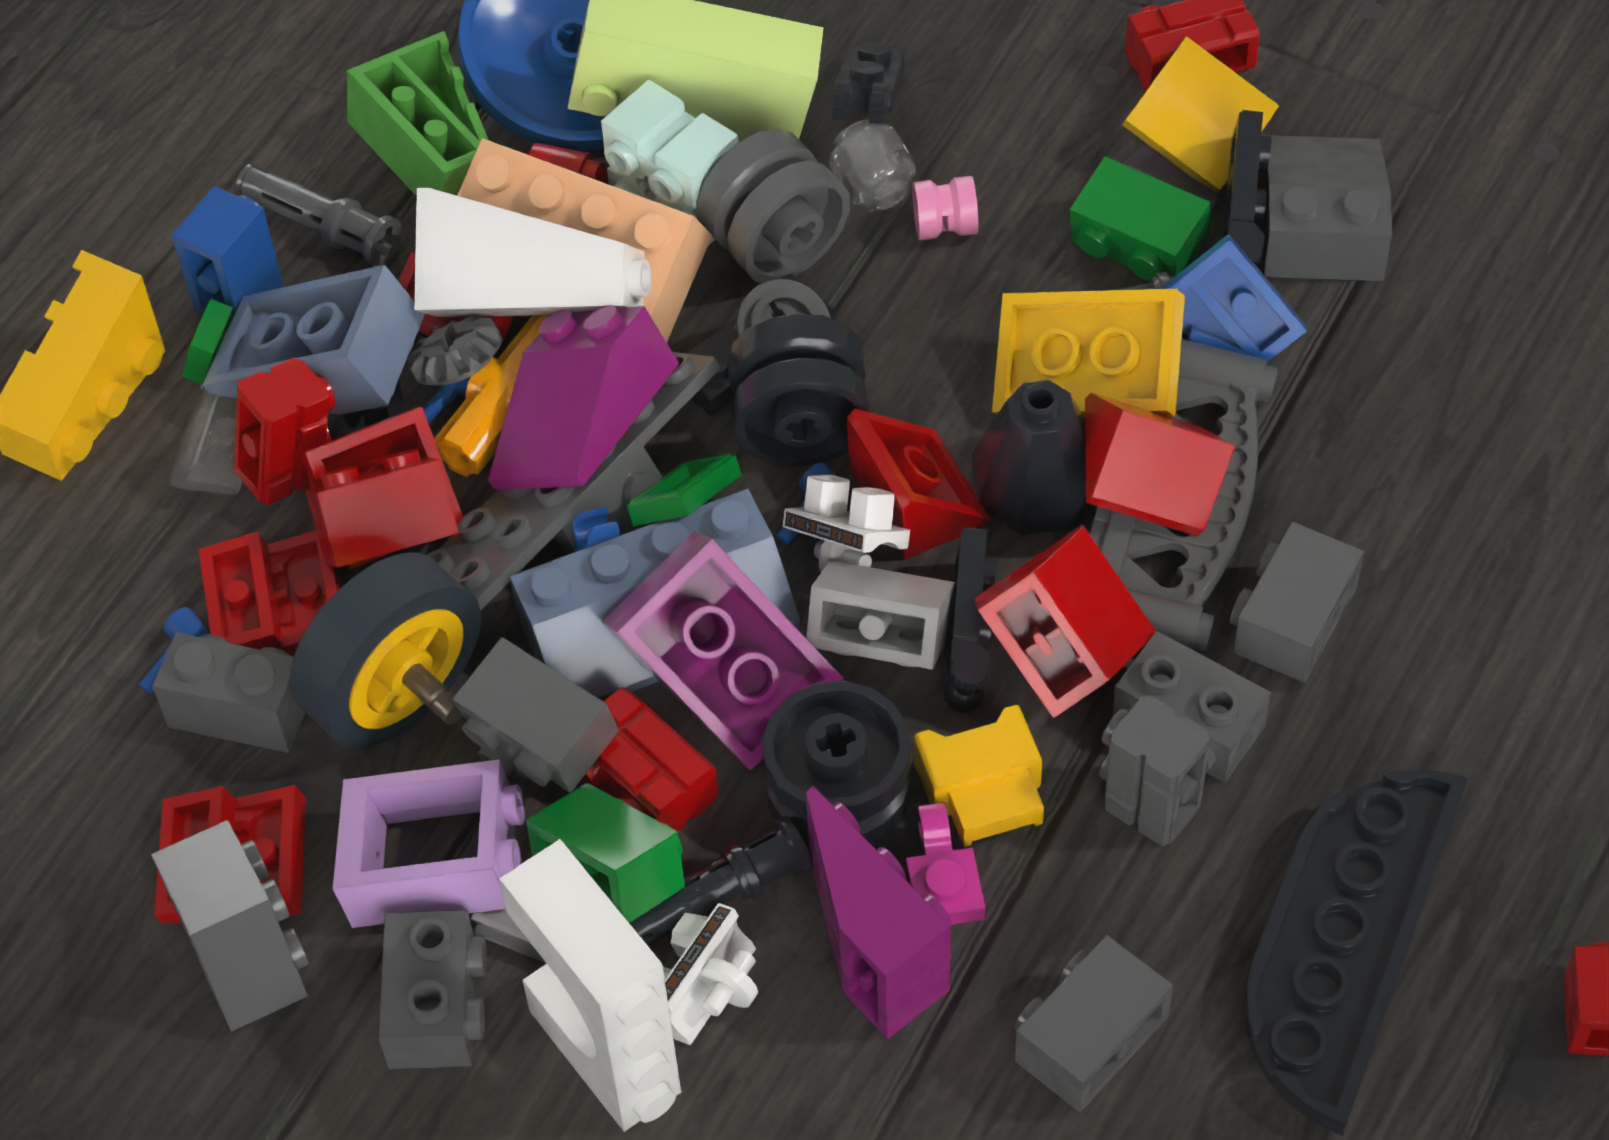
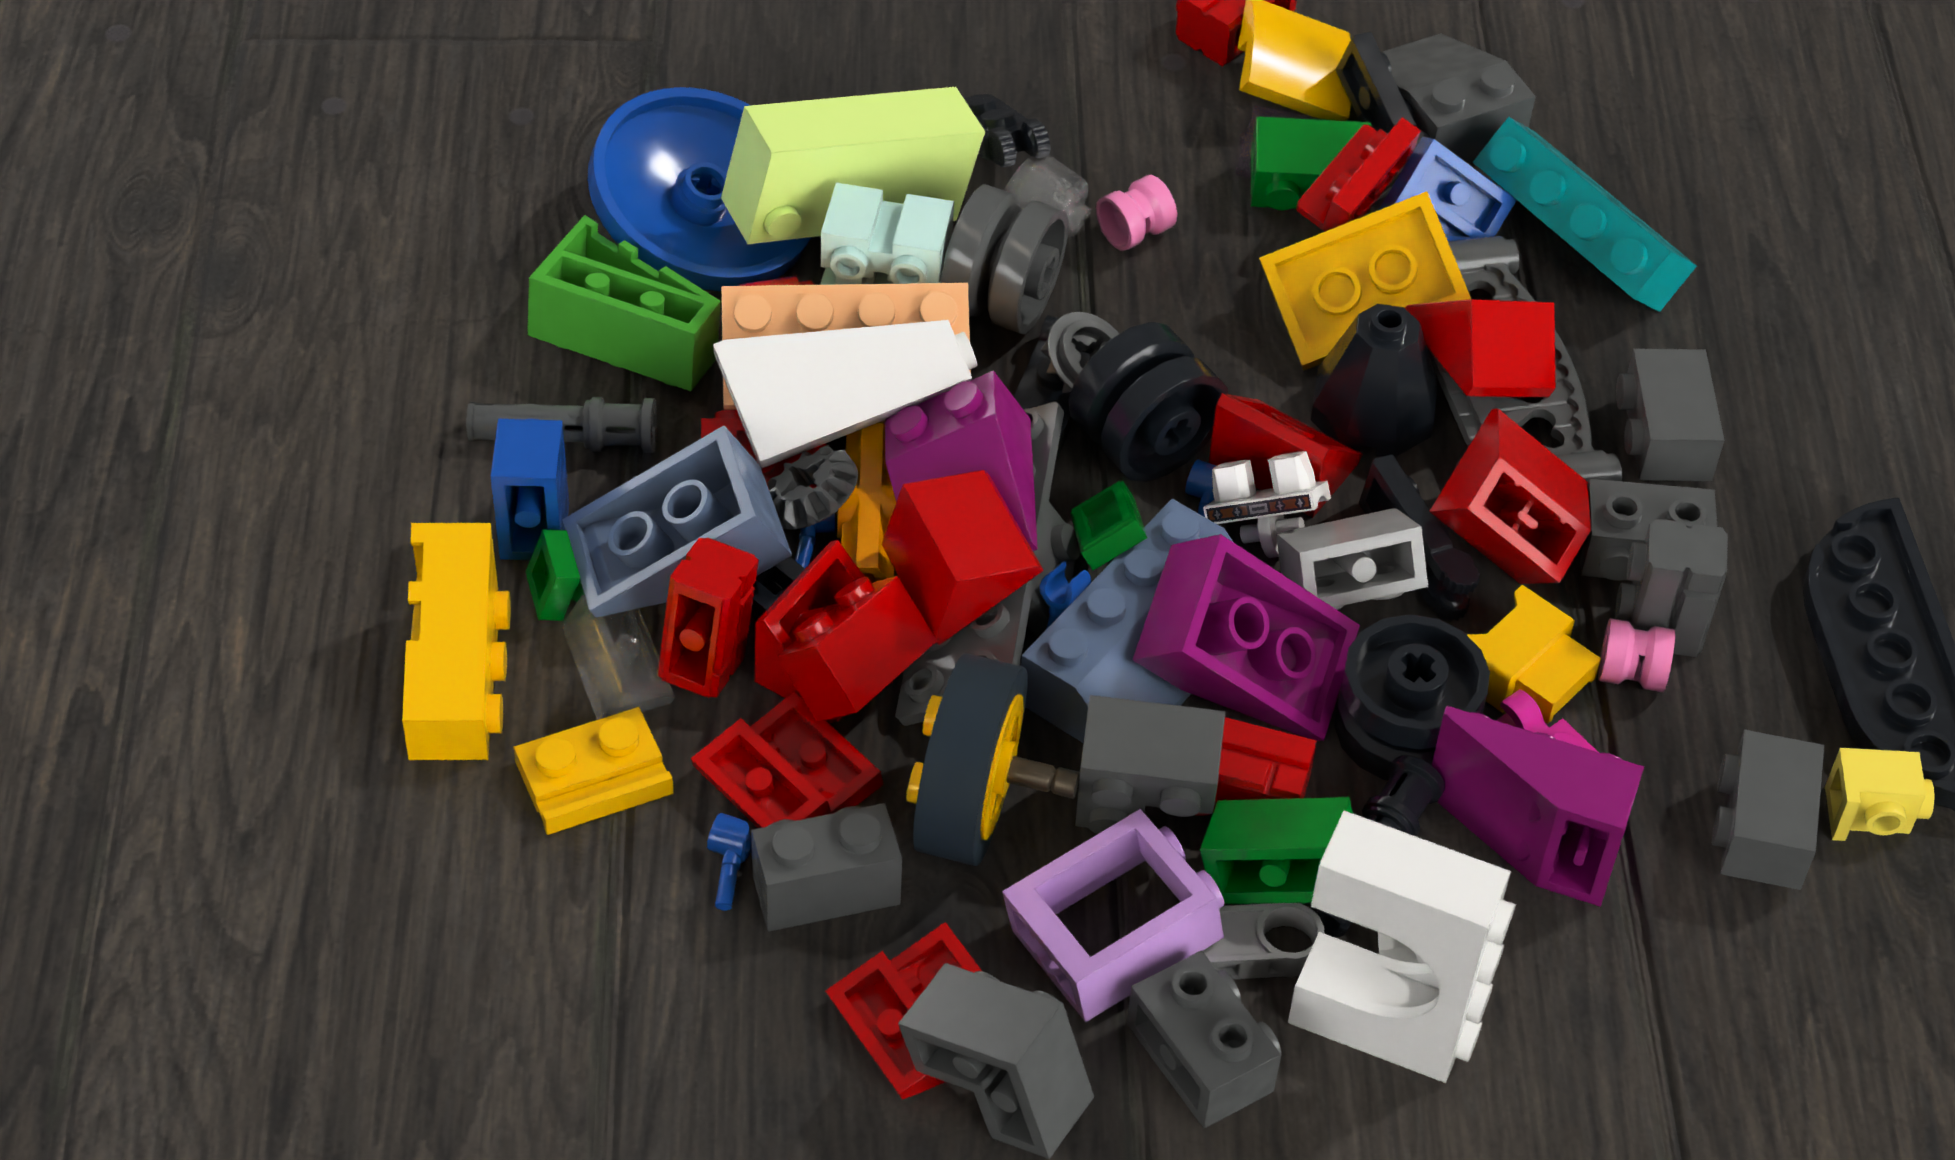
camera: 35 degrees left, 5 degrees down
(127, 525) = (593, 770): none -> yellow plate
(517, 455) = (957, 549): none -> red slope
(1087, 818) = (1621, 655): none -> bright pink wheel
(1148, 250) = (1358, 175): none -> red bracket
(1216, 1055) = (1877, 792): none -> light yellow brick
(1363, 372) = (1584, 214): none -> teal brick

